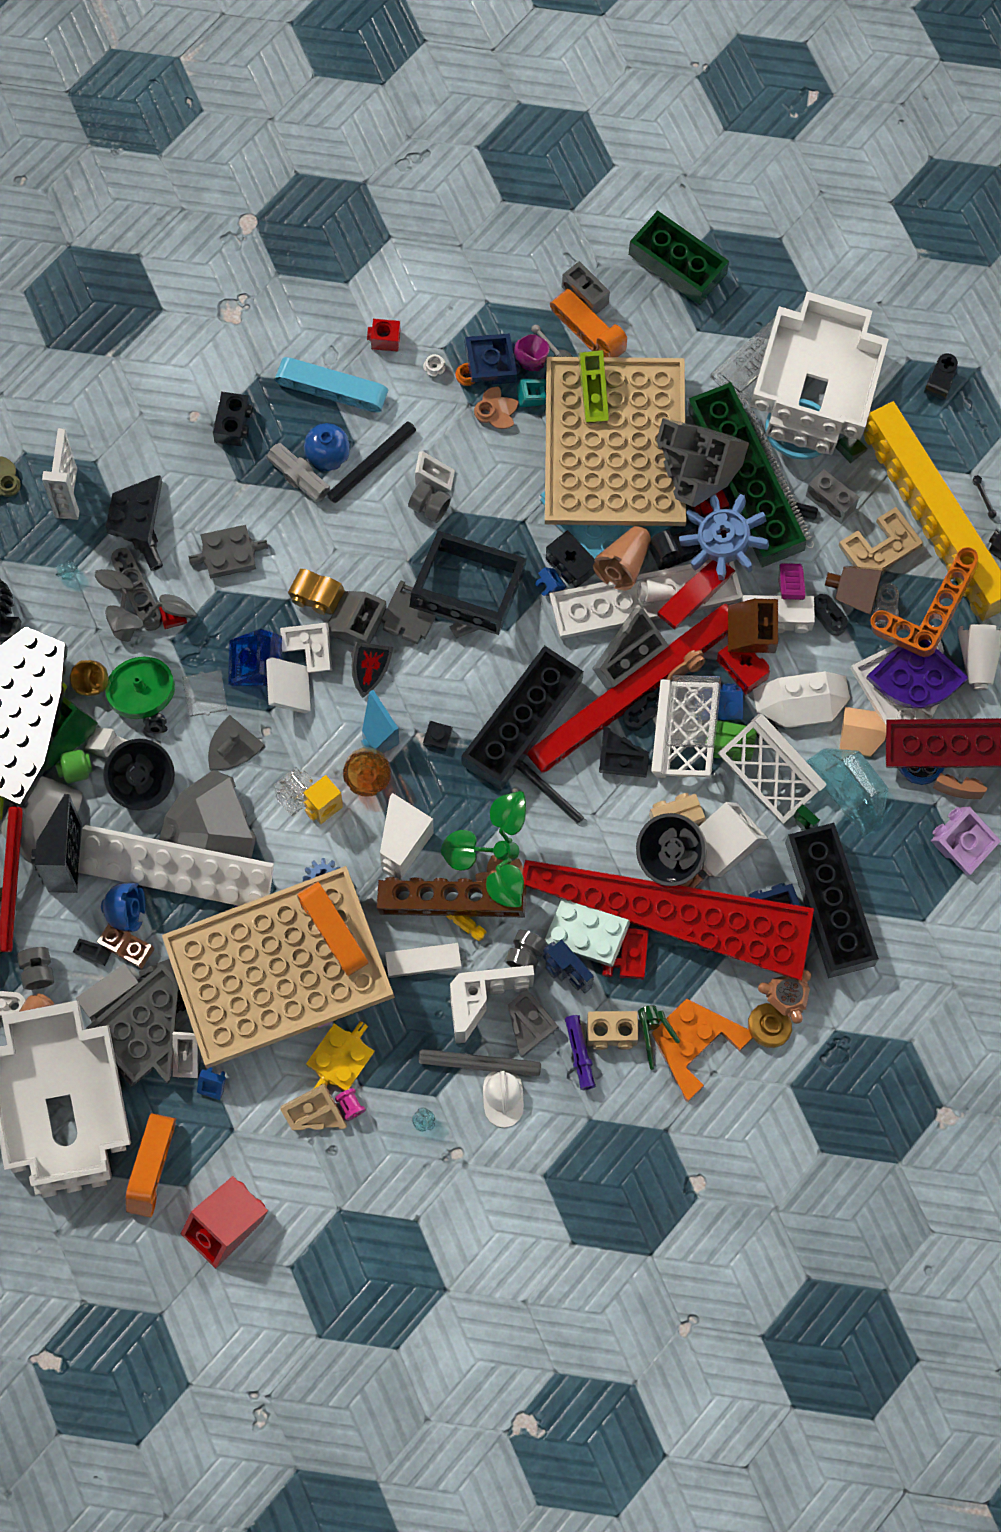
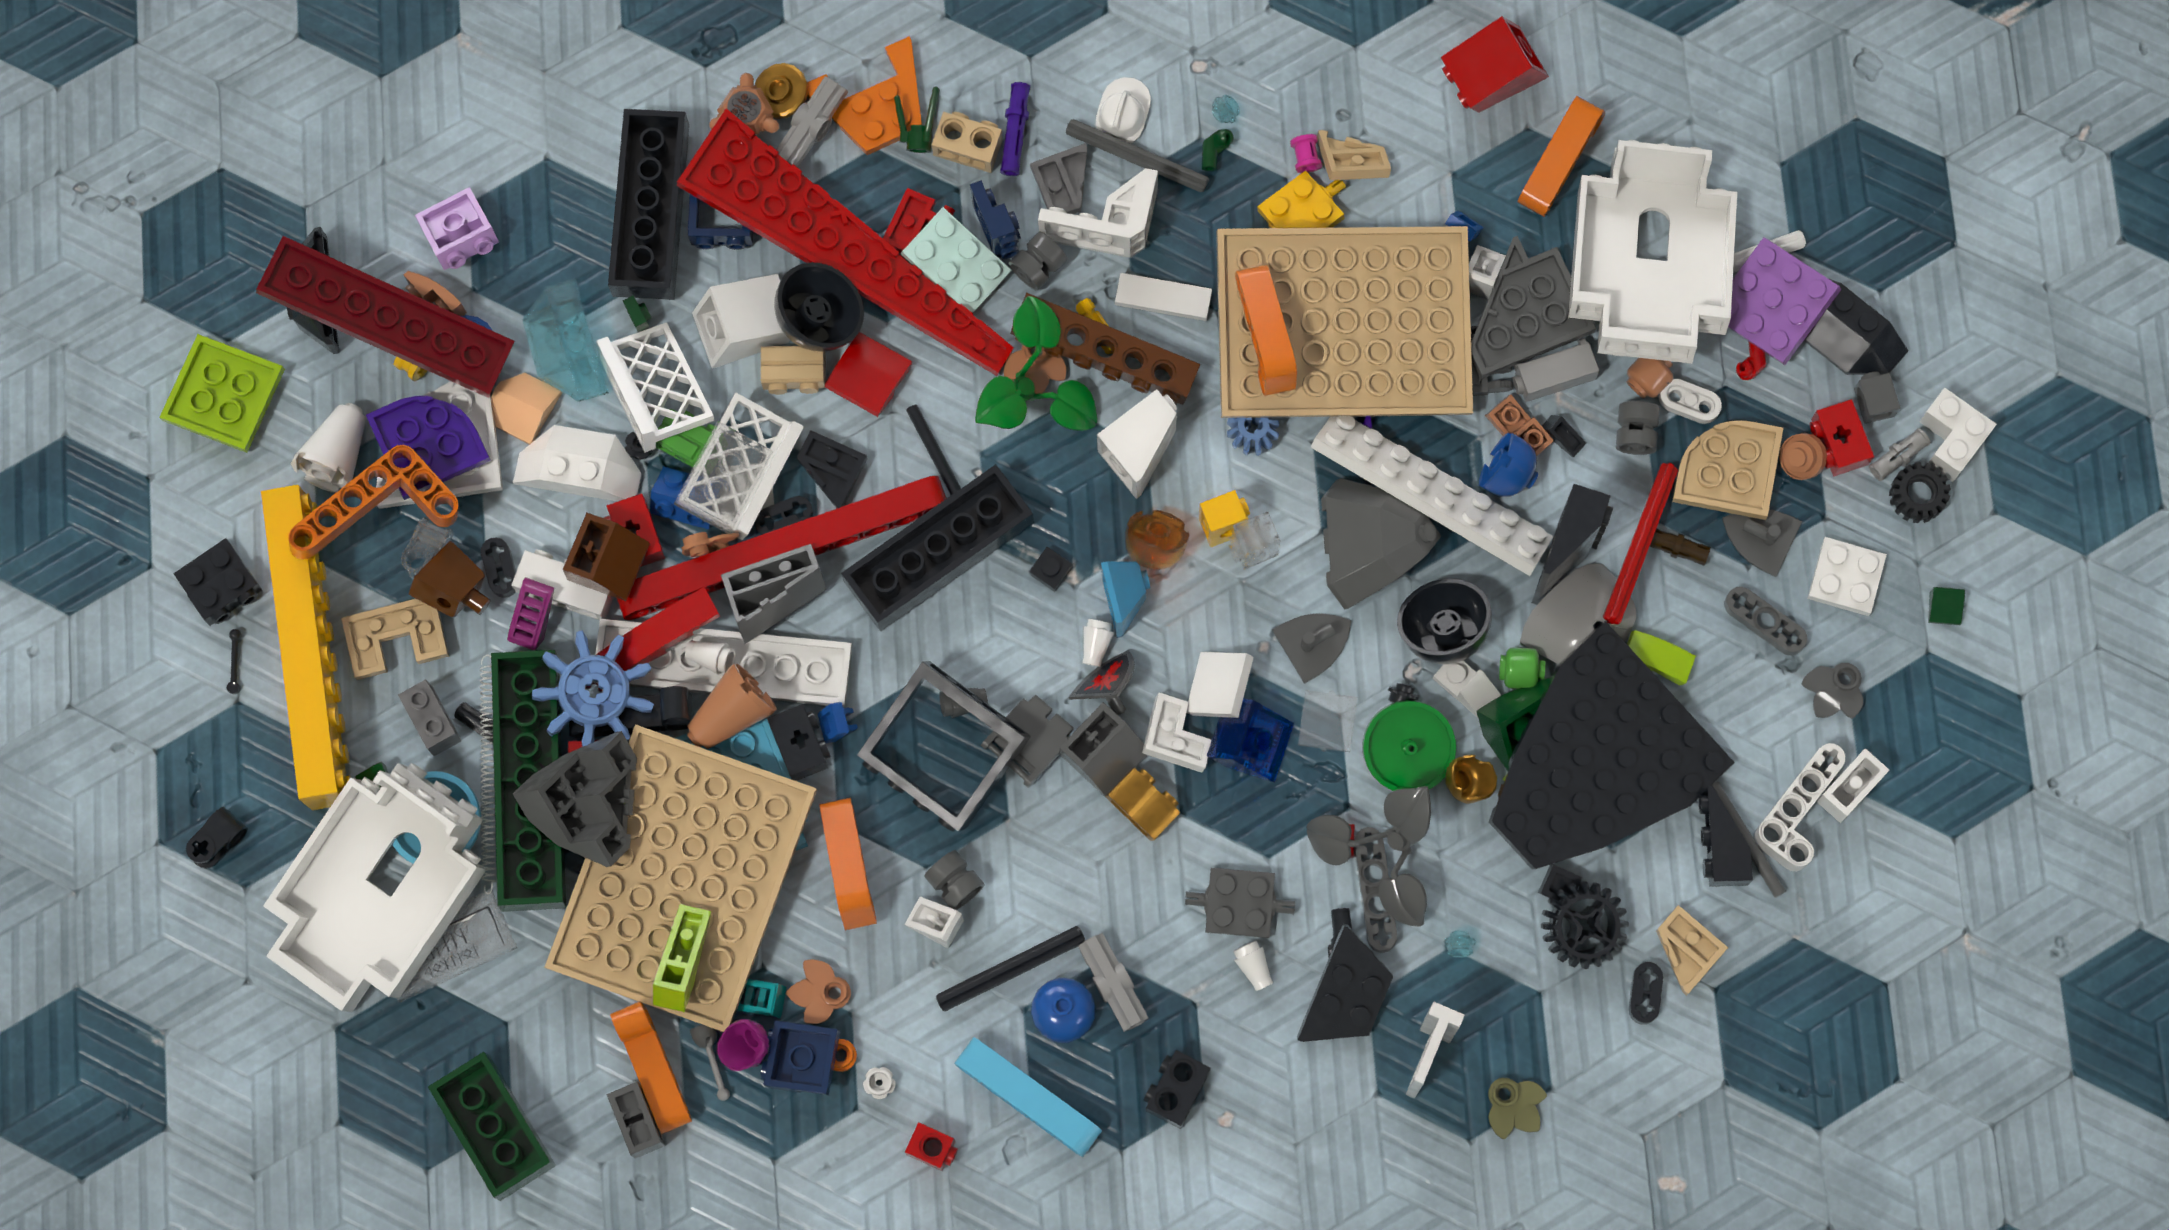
camera: 155 degrees left, 5 degrees up
(205, 513) = (1253, 964): none -> white cone
(387, 692) = (1096, 641): none -> white cone
(424, 1088) = (1213, 146): none -> dark green arm
(508, 490) = (847, 864): none -> orange beam
(619, 830) = (868, 374): none -> red slope
(735, 1003) = (811, 121): none -> light grey piece

